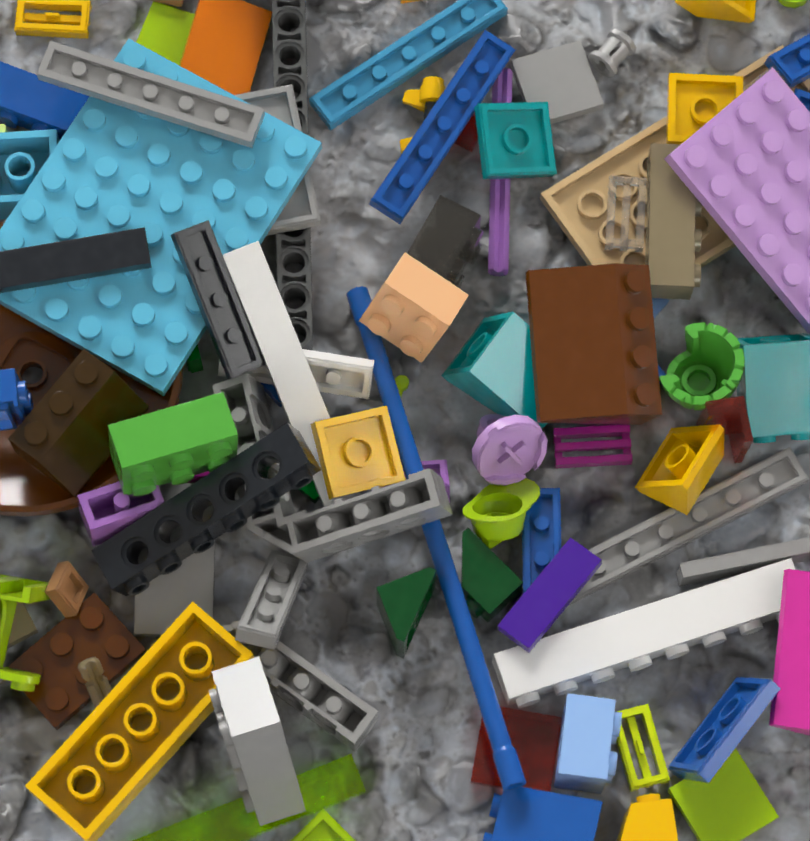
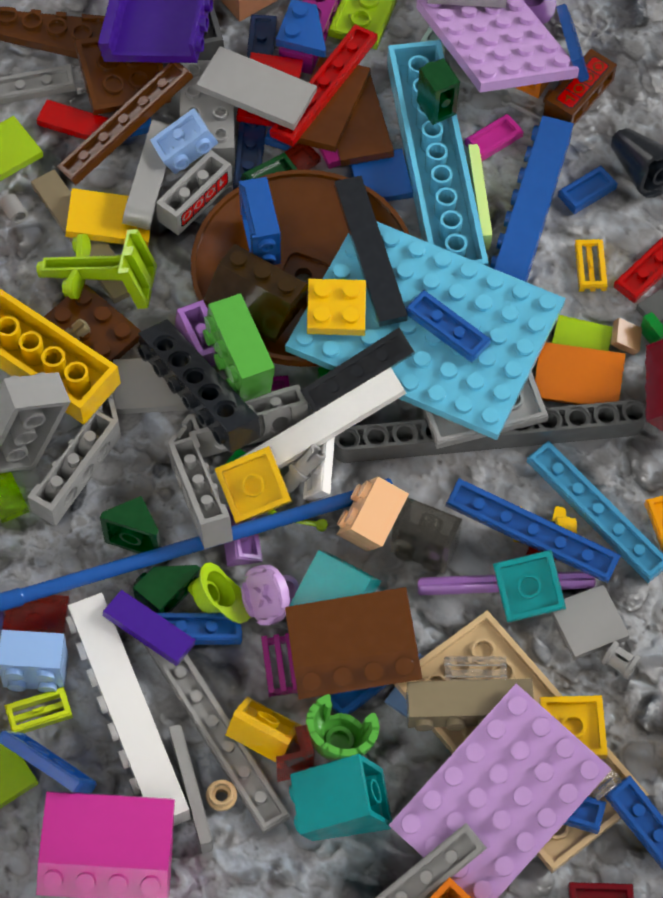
camera: 85 degrees right, 10 degrees down
(66, 589) = (141, 311): medium nougat tile -> none
(117, 317) = (336, 307): none -> yellow plate
(151, 94) = (515, 311): light grey plate -> none
(162, 181) = (447, 326): none -> blue tile
(271, 600) = (128, 430): light grey tile -> none
(335, 393) = (301, 469): none -> light grey pin
(764, 515) = (217, 787): none -> tan plate

